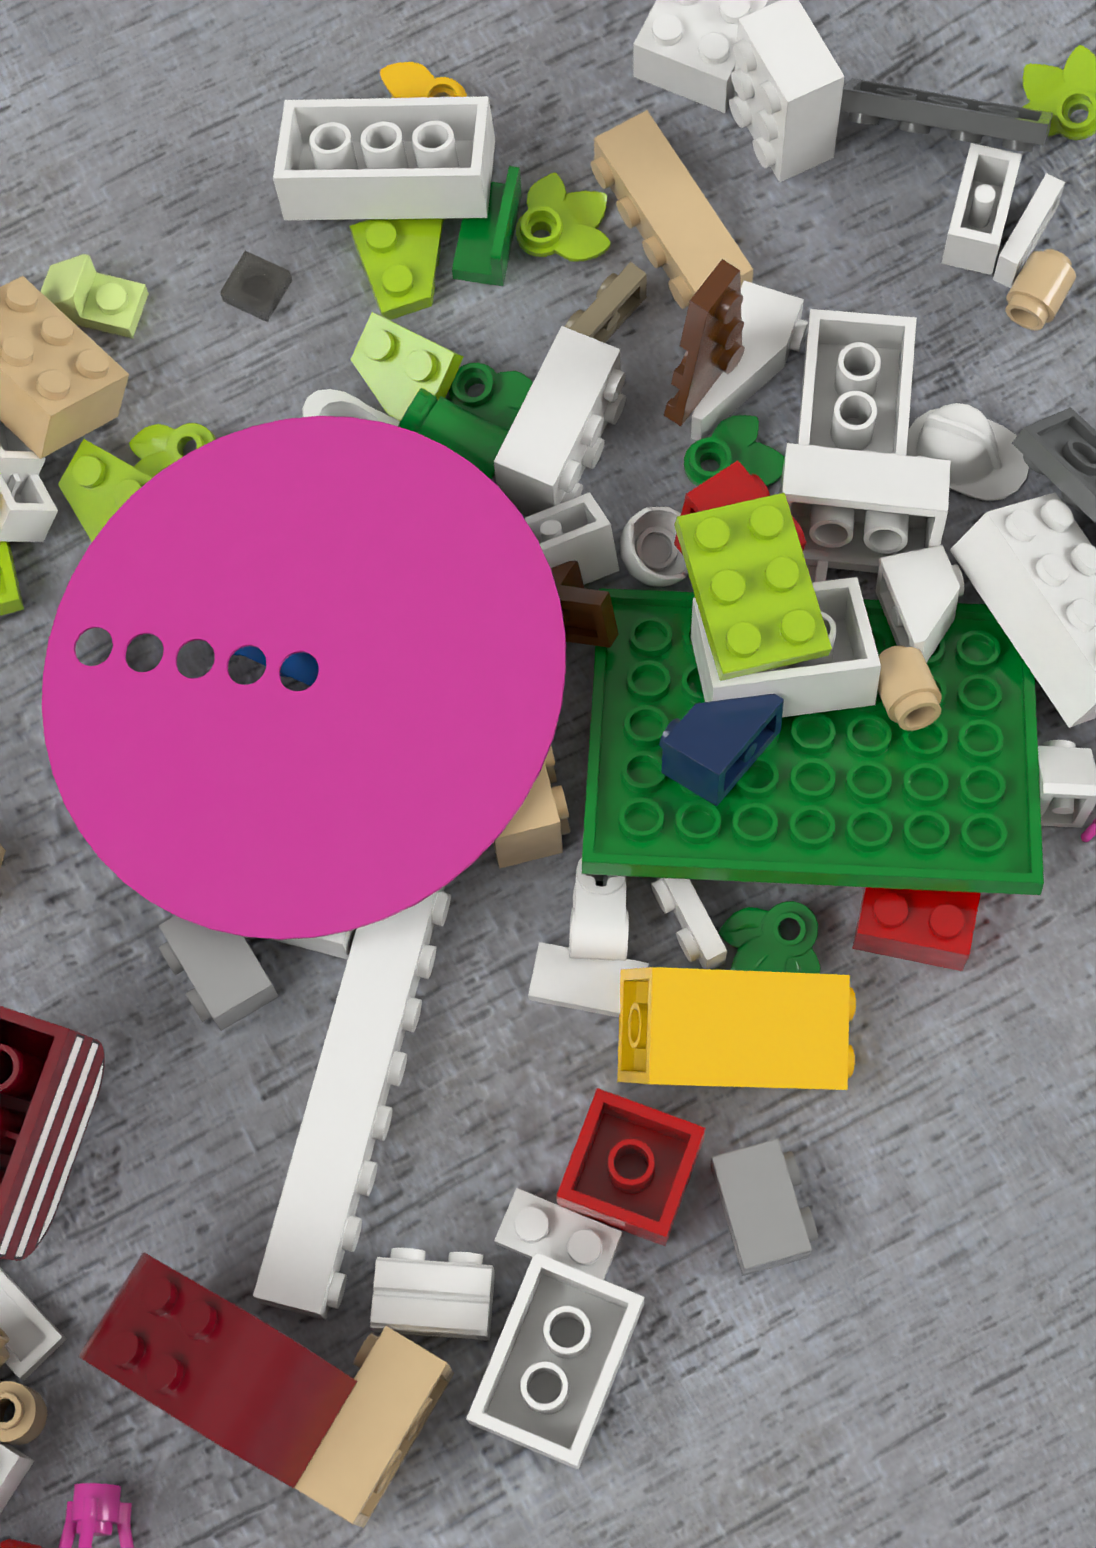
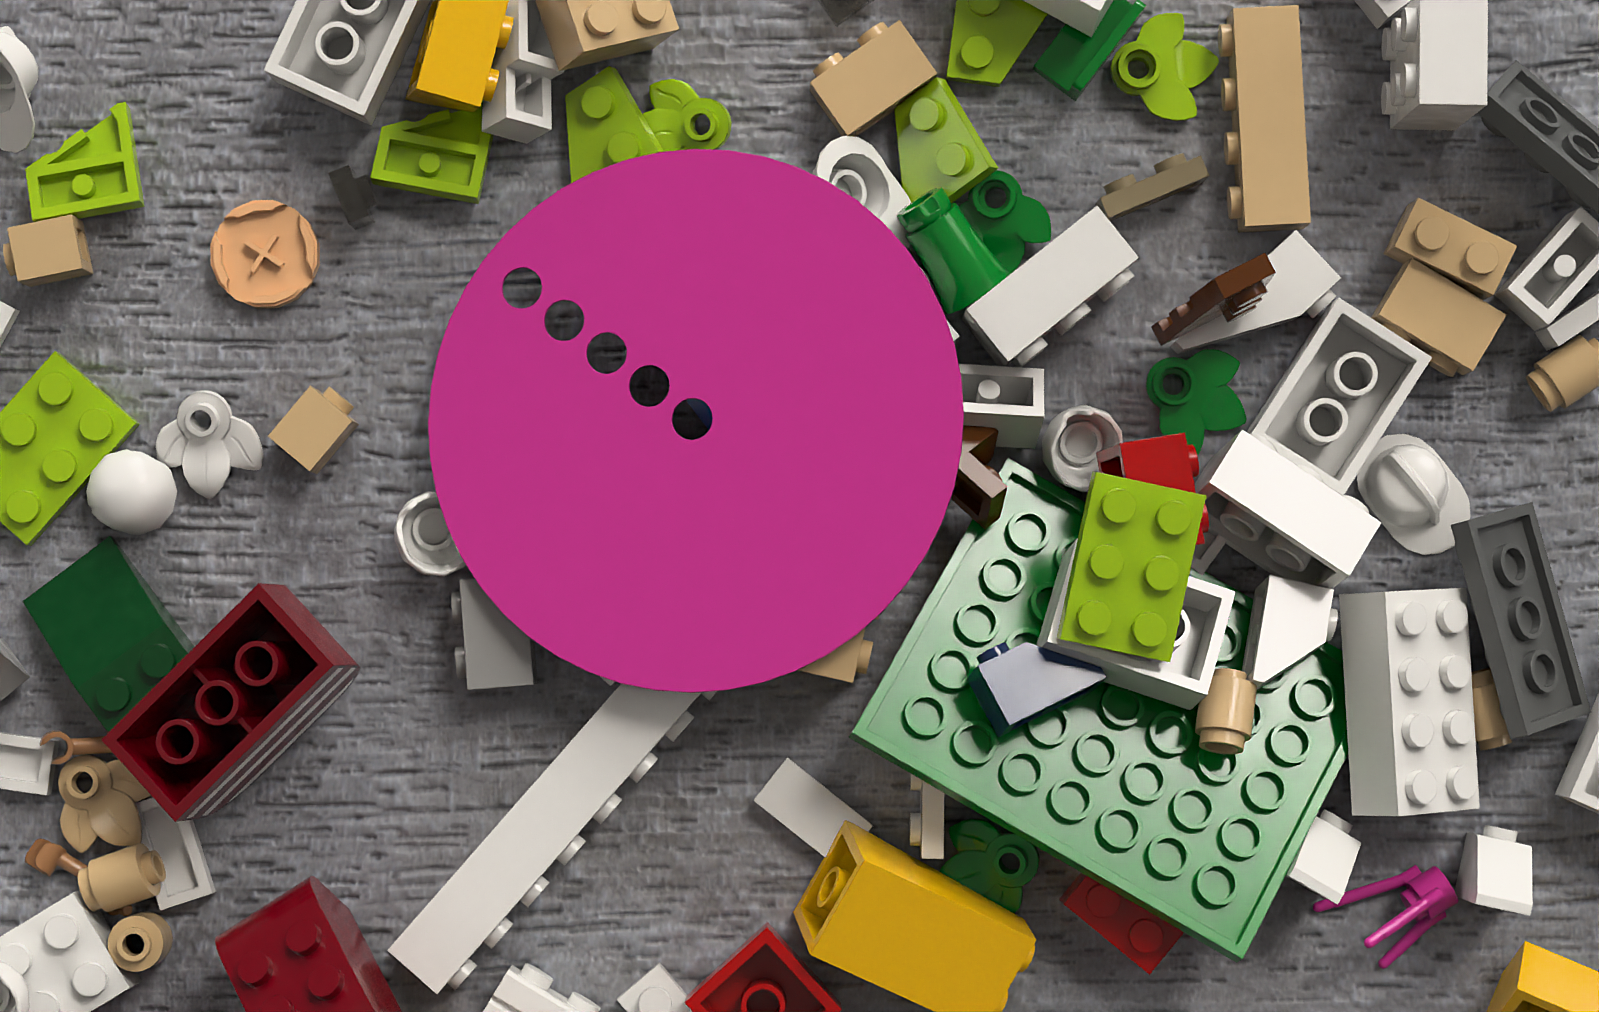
camera: 20 degrees right, 15 degrees up
(113, 908) = (425, 539): none -> white hair
(317, 341) = (871, 79): none -> tan brick
(599, 917) = (845, 771): white piece -> none
(883, 240) = (1451, 248): none -> tan brick
(909, 289) = (1438, 318): none -> tan brick

